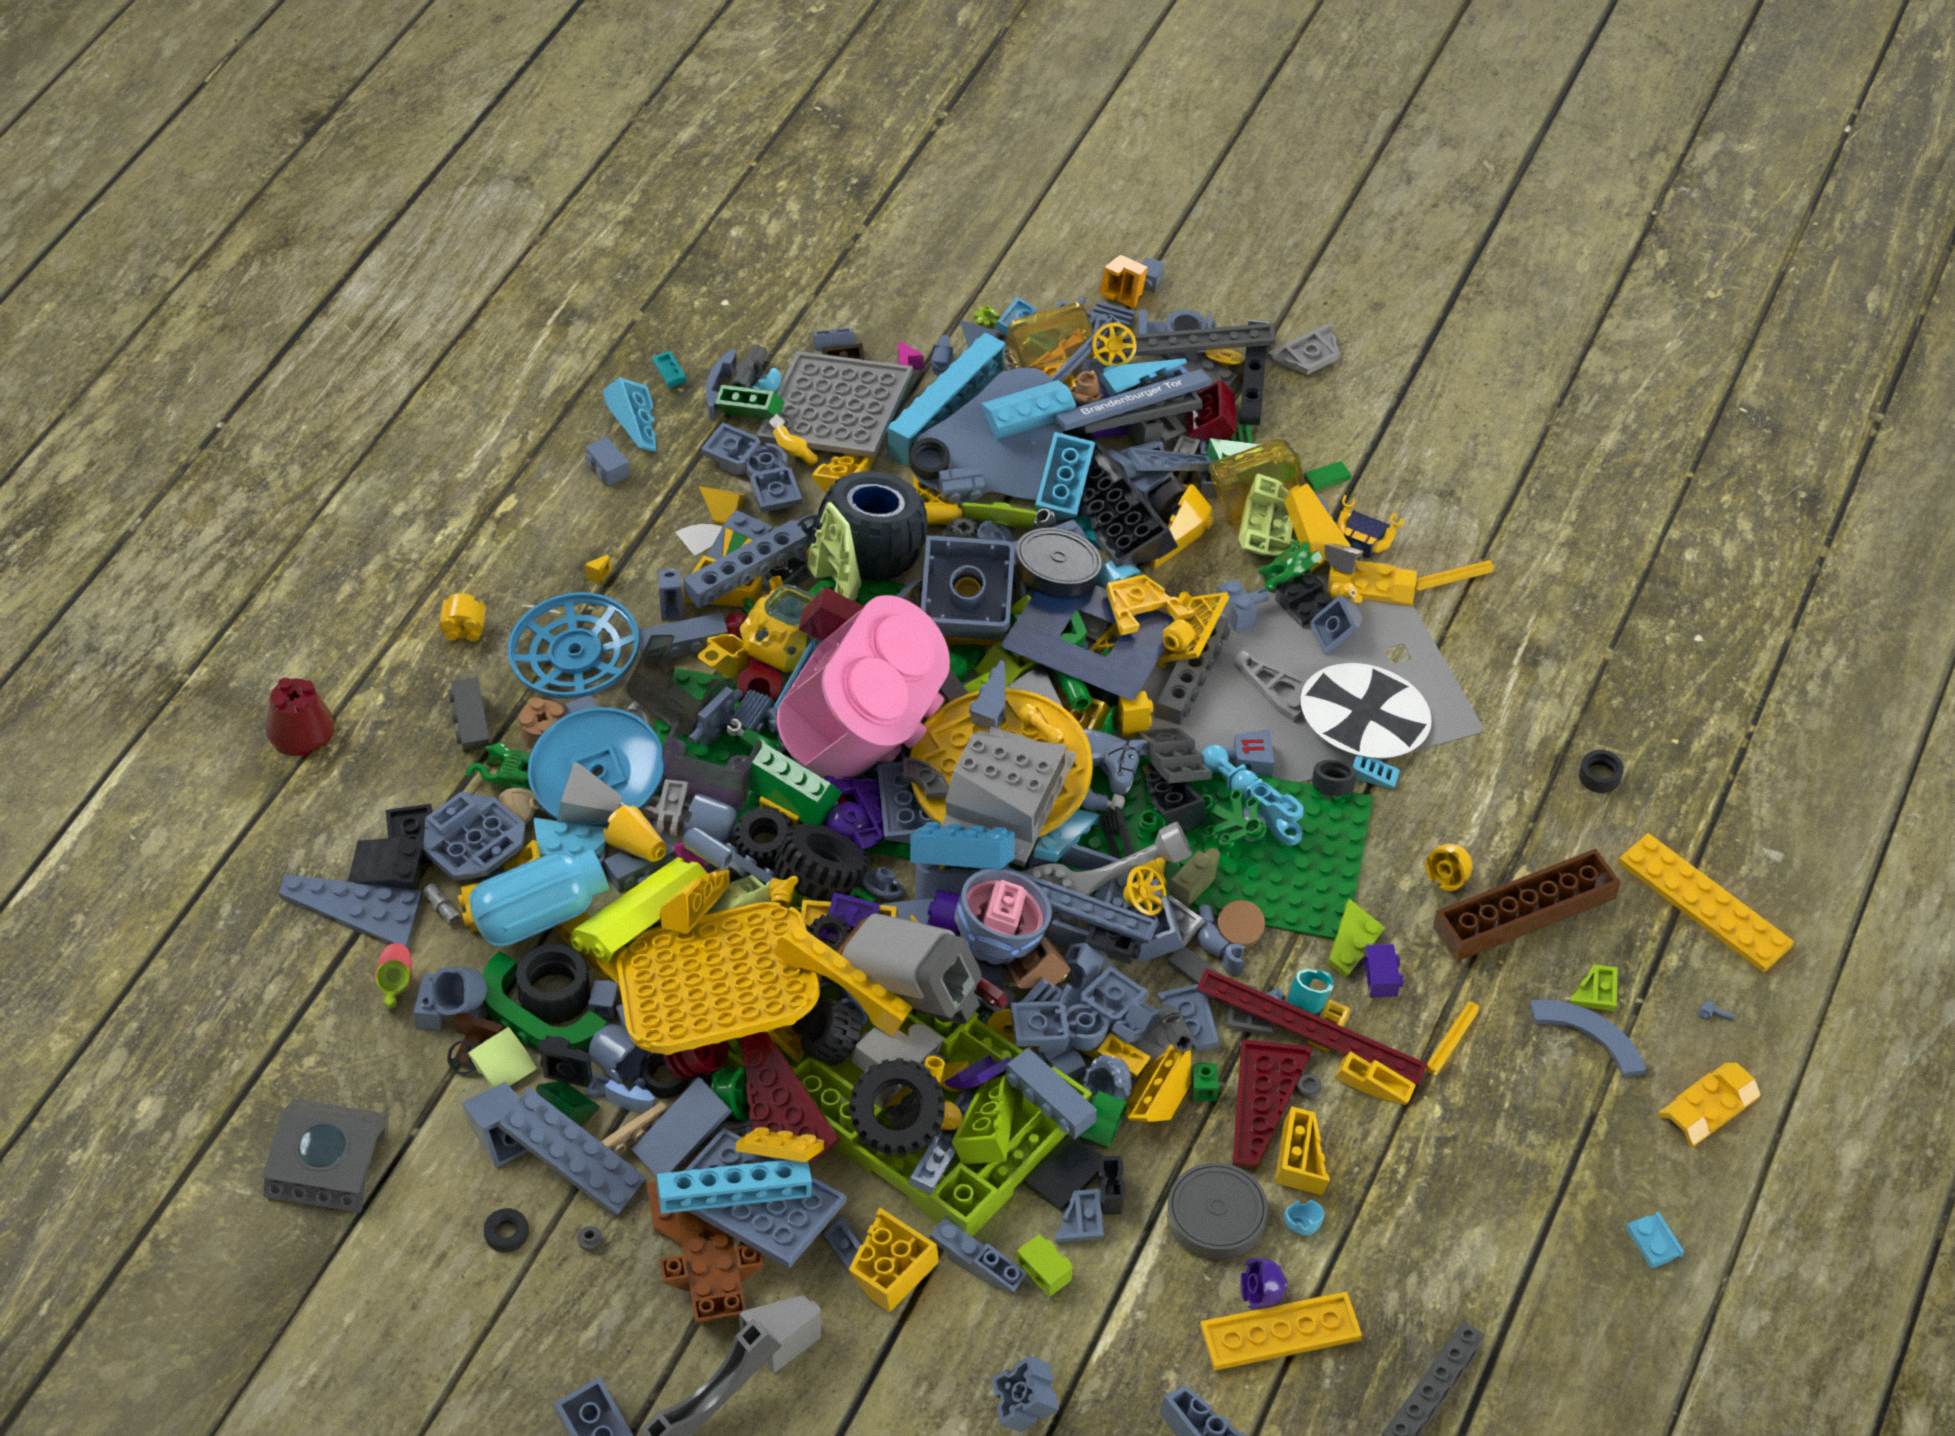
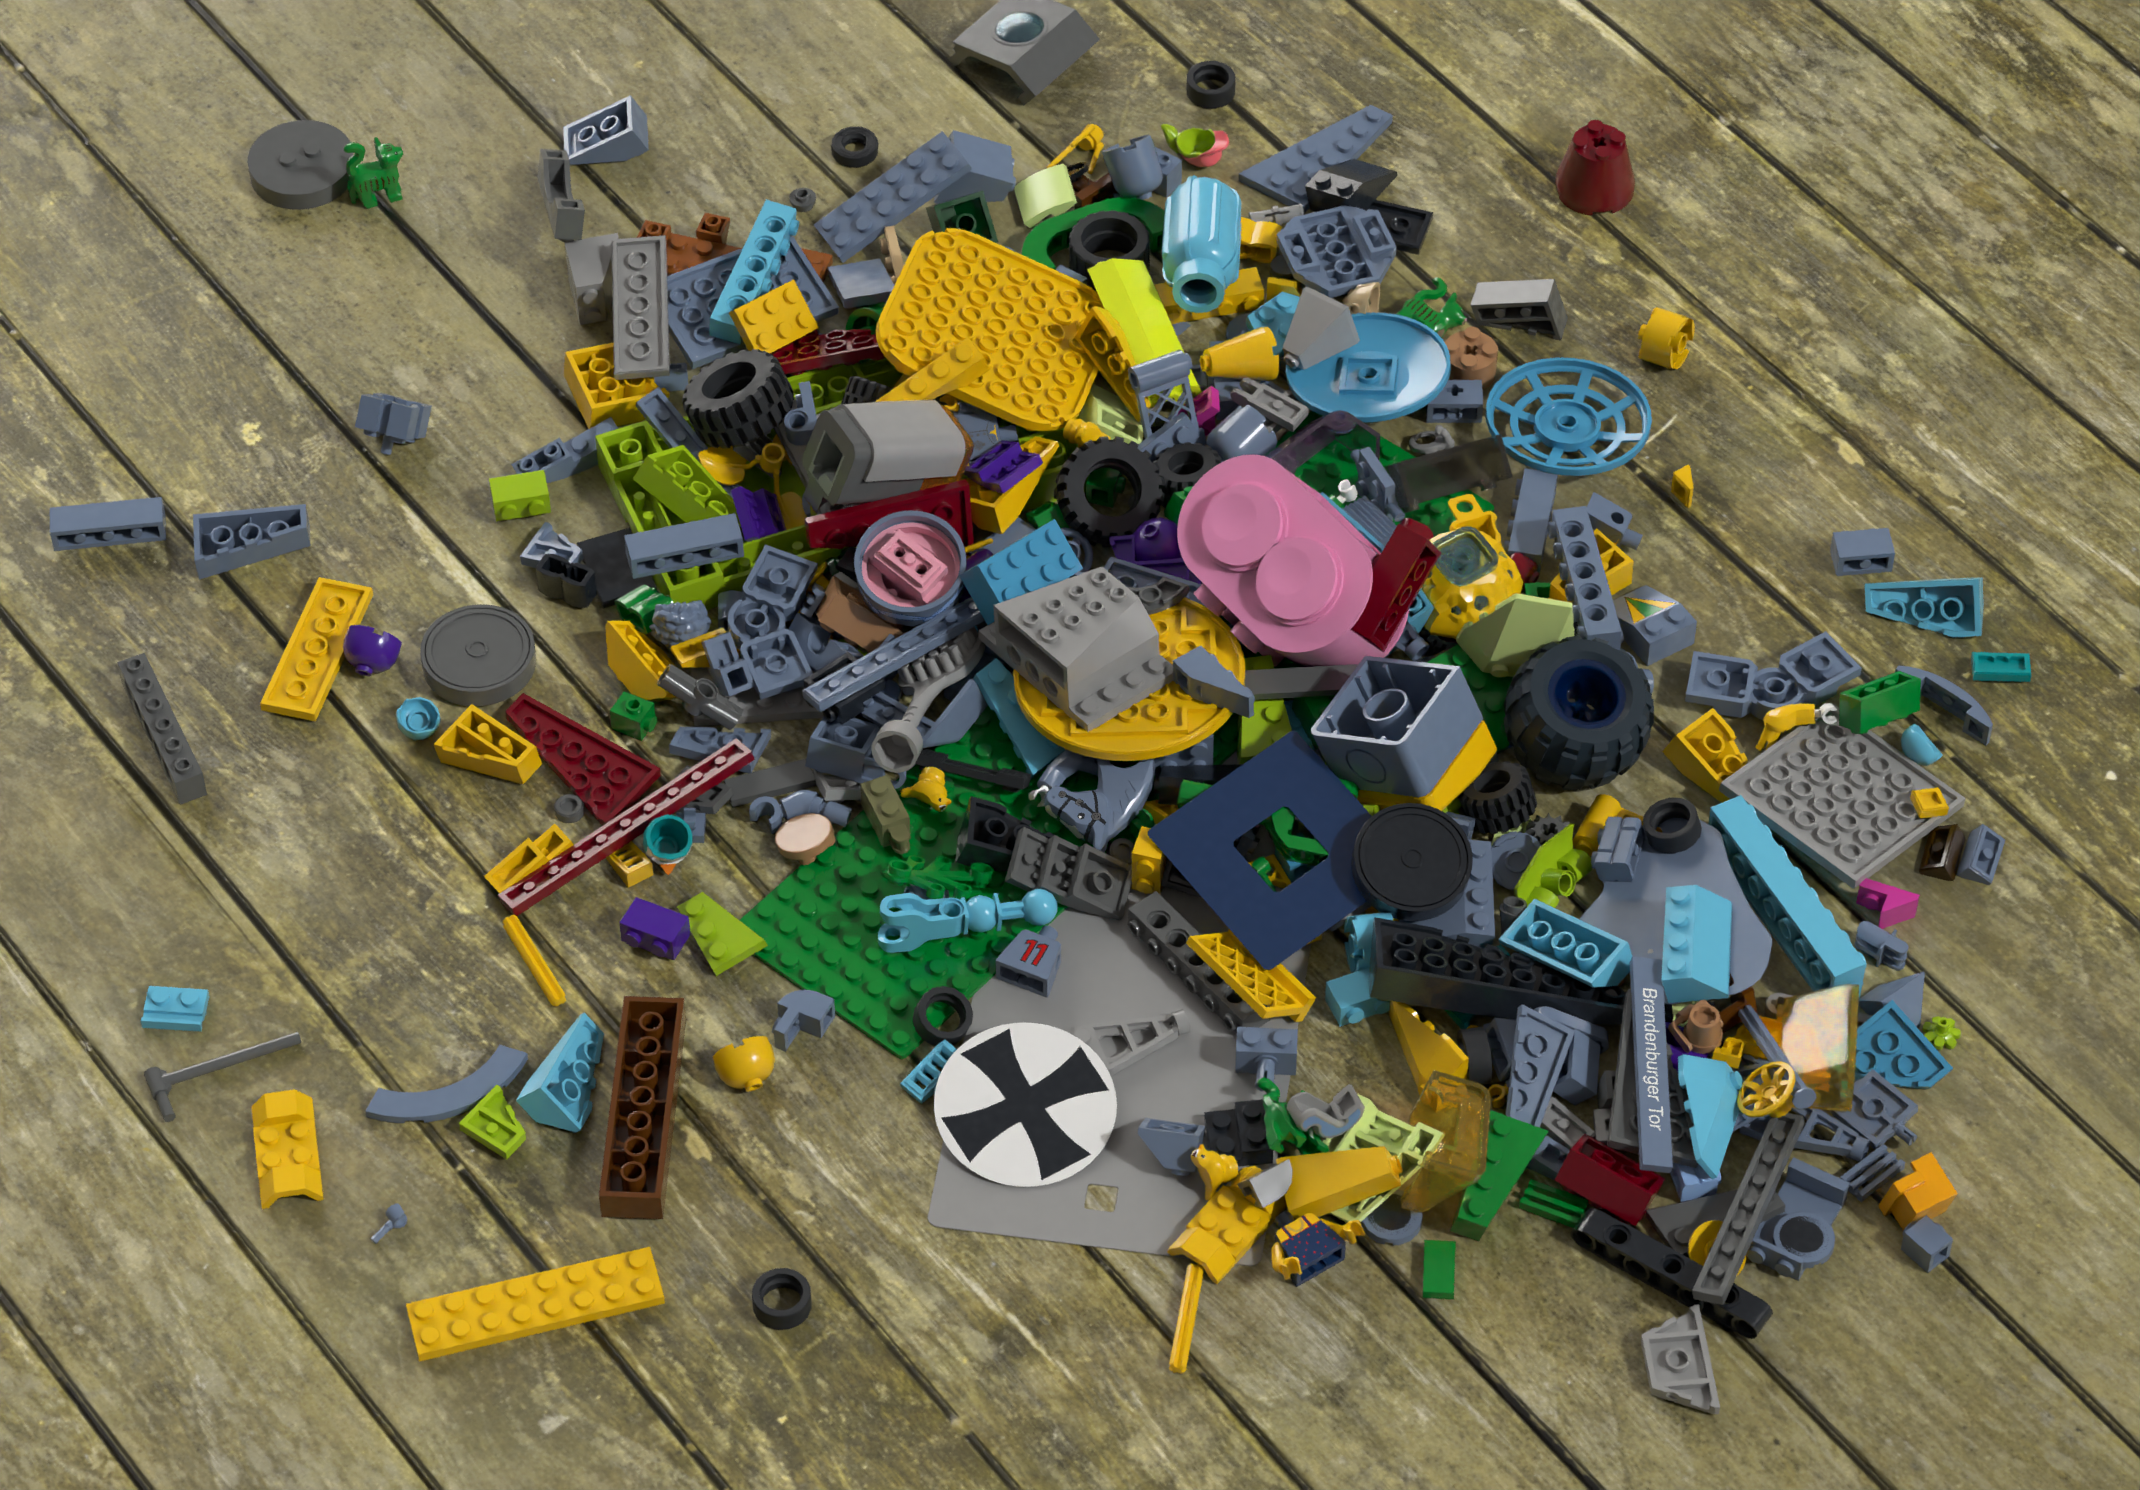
camera: 120 degrees right, 0 degrees up
(302, 992) = (1211, 71): none -> black tyre
(415, 1063) = (1088, 140): none -> yellow plant
(563, 1063) = (1007, 223): black plate -> none
(699, 537) = (1699, 601): white sticker -> none
(722, 503) = (1733, 634): yellow slope -> none
(750, 368) = (1942, 727): dark grey piece -> none
(815, 1252) = (640, 307): none -> light grey tile
(817, 360) = (1929, 802): none -> yellow tile
(830, 922) = (998, 435): black tyre -> none
(891, 1049) = (802, 416): none -> sand blue plate
(1029, 714) = (1122, 714): yellow piece -> none
(1138, 596) = (1317, 925): yellow wing -> none
(1142, 892) = (873, 723): yellow wheel -> none
(1162, 575) = (1350, 998): none -> medium azure brick
(1178, 635) = (1227, 934): yellow head -> none
(1274, 543) = (1325, 1118): none -> light grey animal
(1385, 861) = (802, 1011): none -> sand blue brick
(1549, 964) = (563, 1082): none -> medium azure wedge
(1718, 1211) = (160, 1082): none -> dark grey bar

